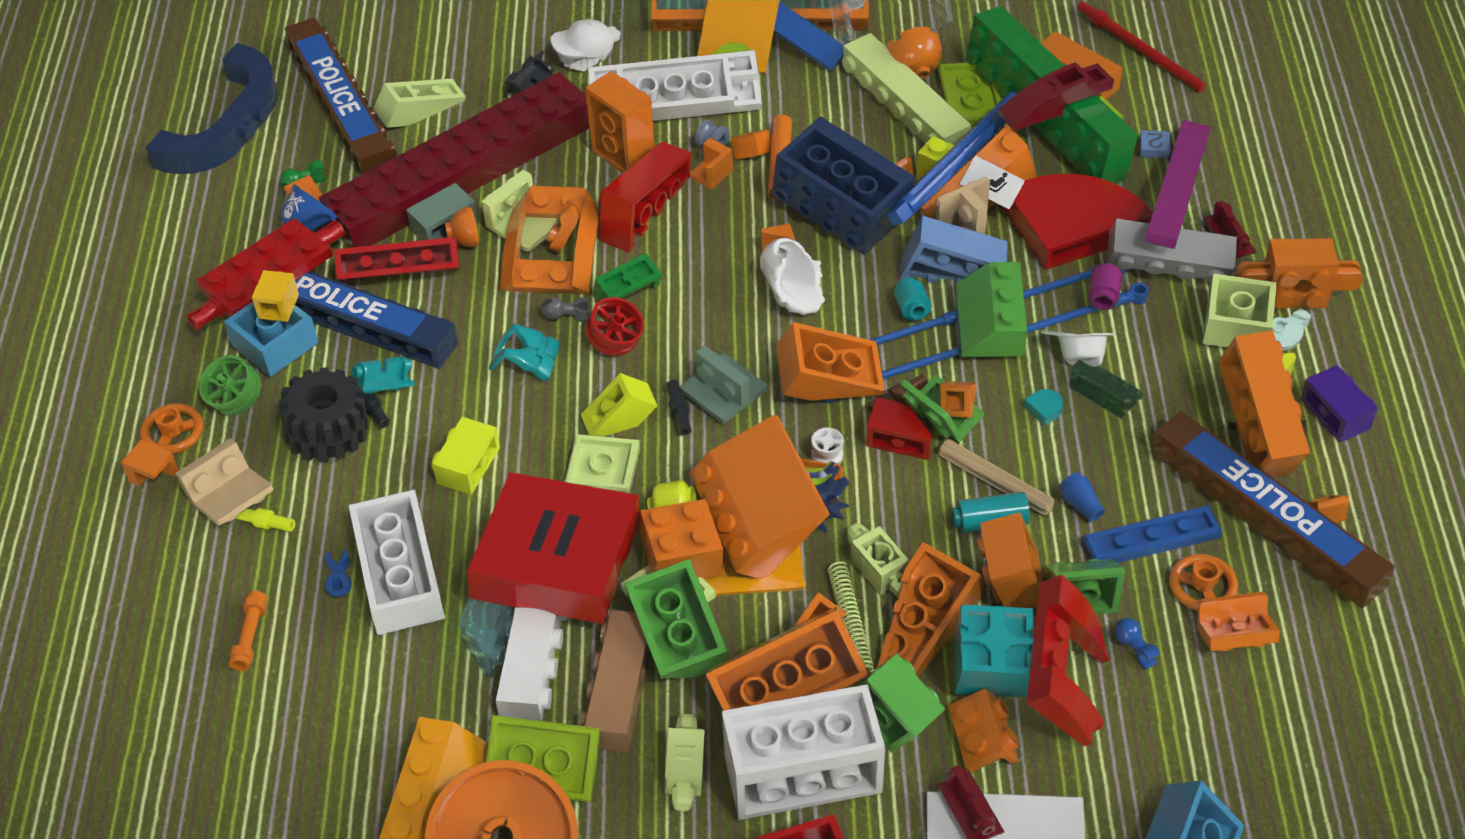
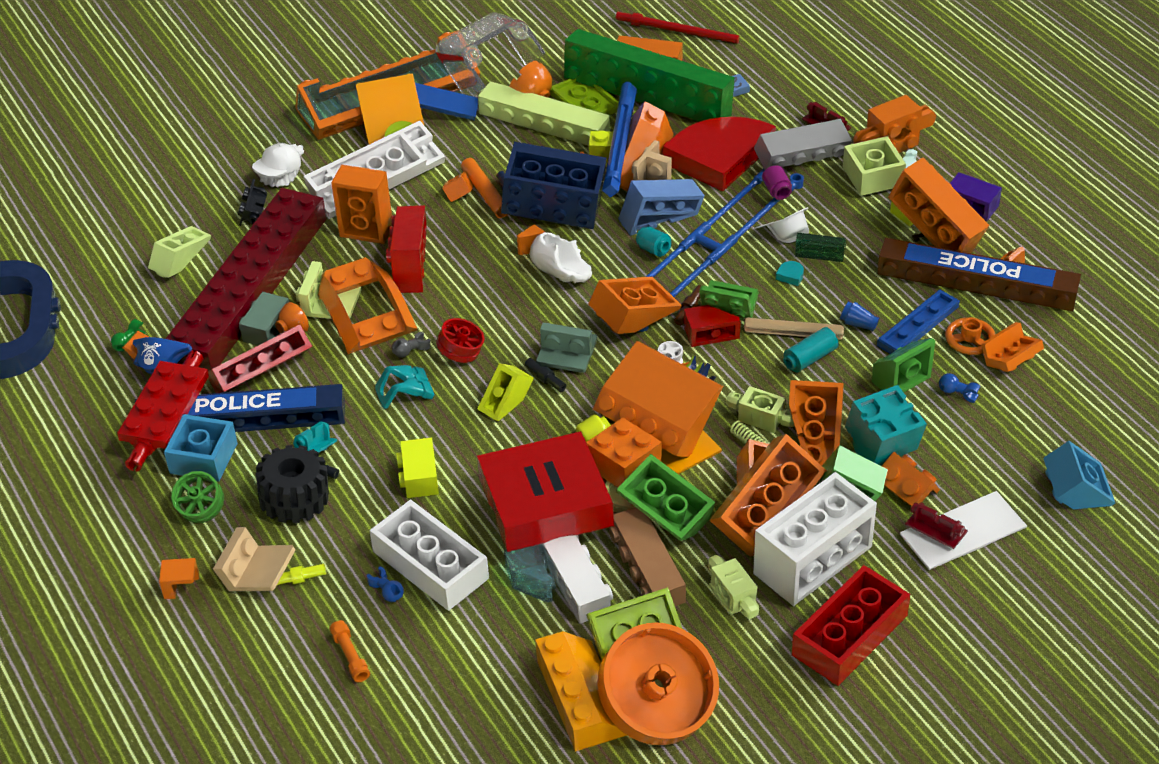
camera: 30 degrees left, 5 degrees down
(171, 425) = (168, 542): orange piece -> none
(275, 296) = (197, 415): yellow brick -> none
(339, 95) = (112, 270): brick -> none
(568, 219) = (371, 291): orange plate -> none
(603, 462) = (518, 429): yellowish green tile -> none
(627, 278) = (444, 307): green hinge -> none
(710, 130) = (427, 191): sand blue wheel -> none
(716, 164) = (441, 209): orange panel -> none
(958, 398) = (738, 284): orange slope -> none
(992, 311) = (717, 225): bright green slope -> none
(1003, 184) = (667, 143): white sticker -> none
(1011, 561) = (854, 367): orange brick -> none
(1050, 94) = (662, 70): dark red slope -> none
(1060, 616) = (930, 407): red wedge -> none
(1178, 185) = (778, 101): magenta tile -> none

